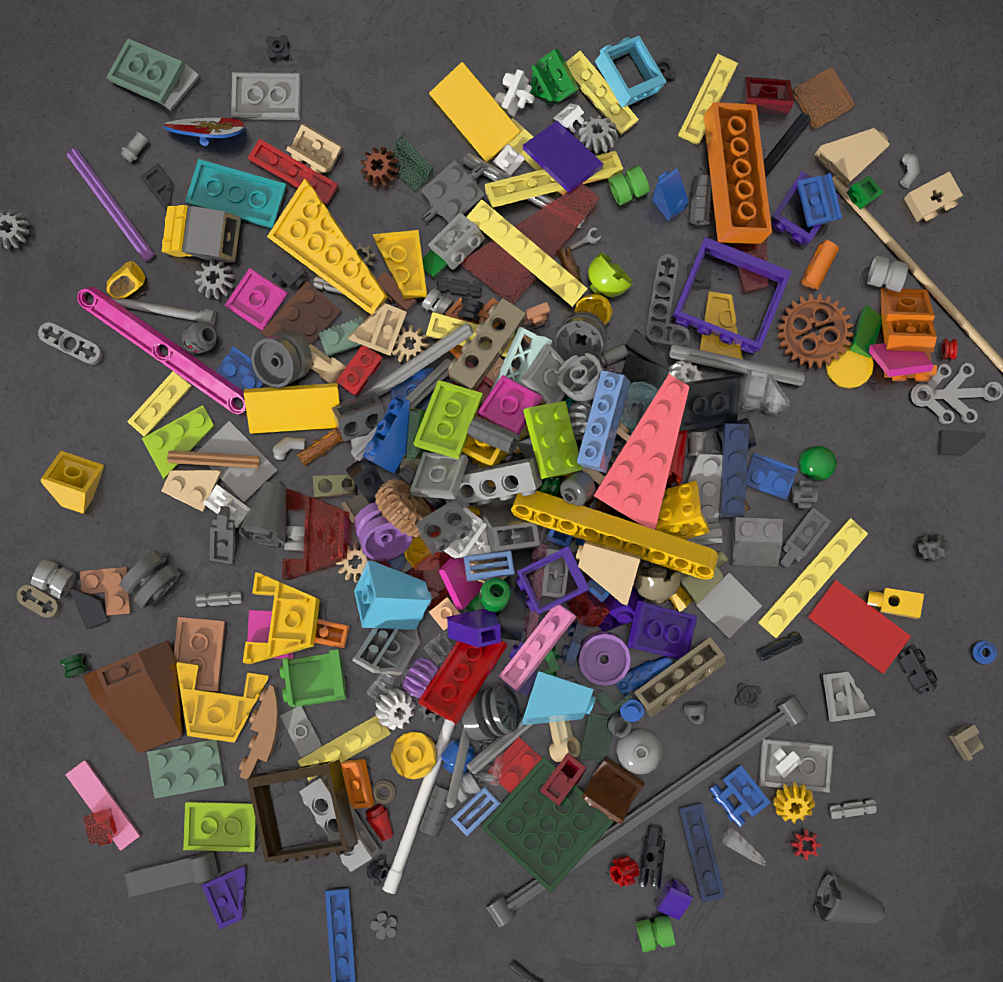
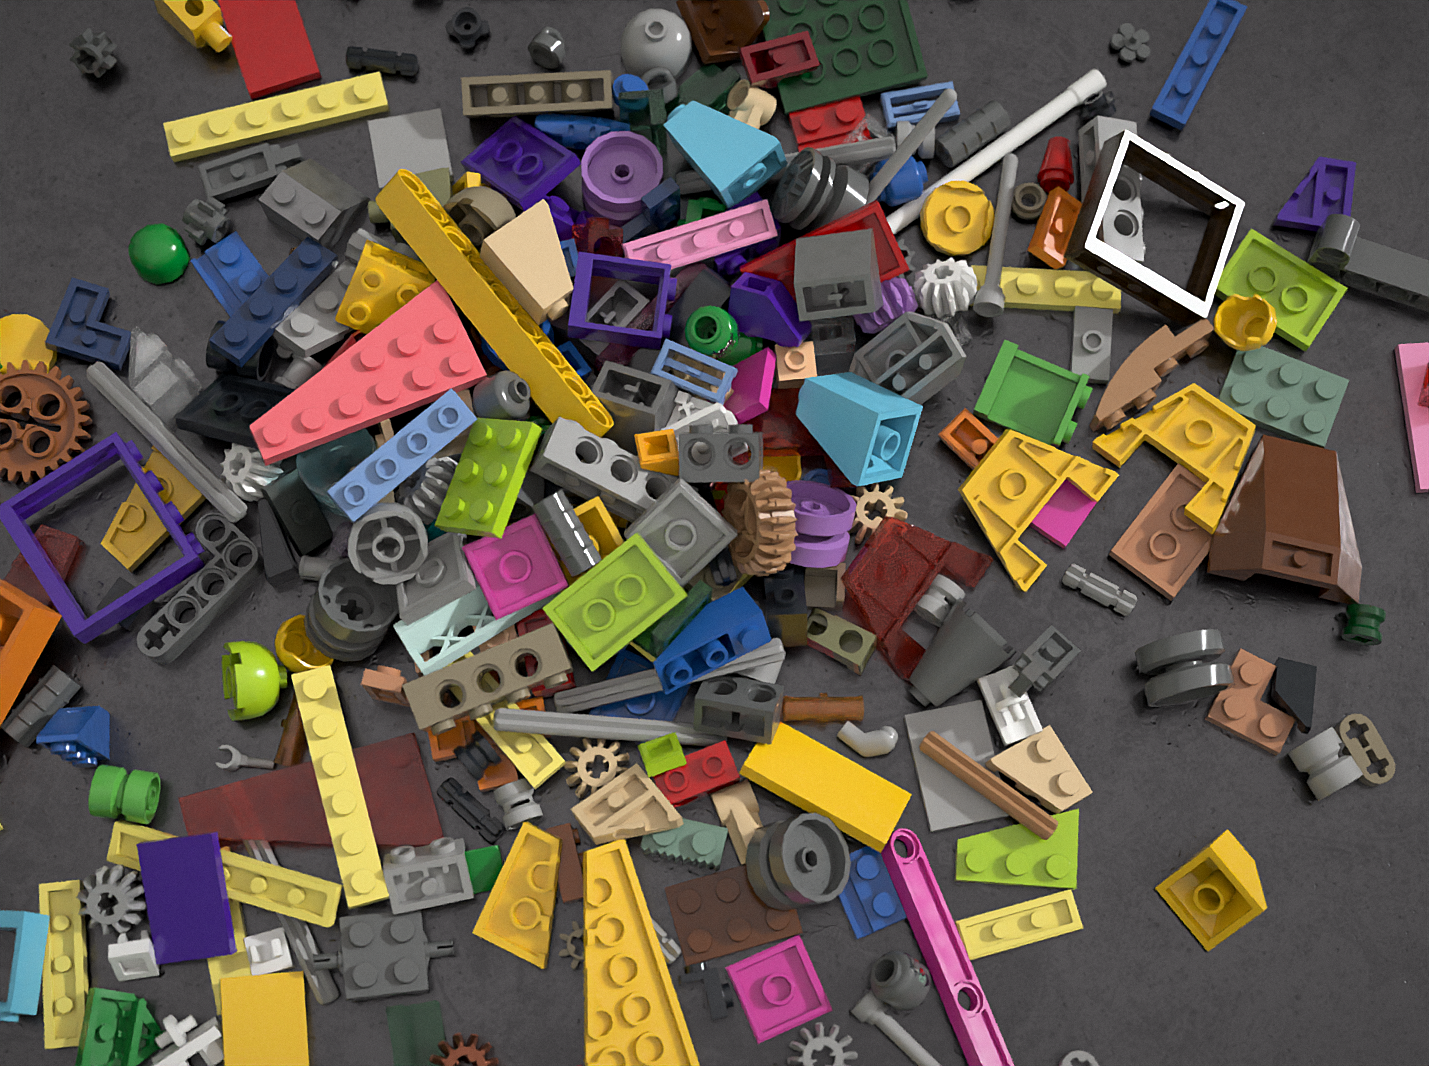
camera: 150 degrees left, 10 degrees down
(225, 790) = (1245, 322): none -> yellow hair
(368, 719) = (990, 299): none -> light grey piece
(380, 367) = (662, 754): none -> lime tile
(448, 666) = (837, 275): none -> flat silver slope
(478, 510) = (658, 451): none -> light orange slope
(827, 394) = (78, 329): none -> dark blue plate

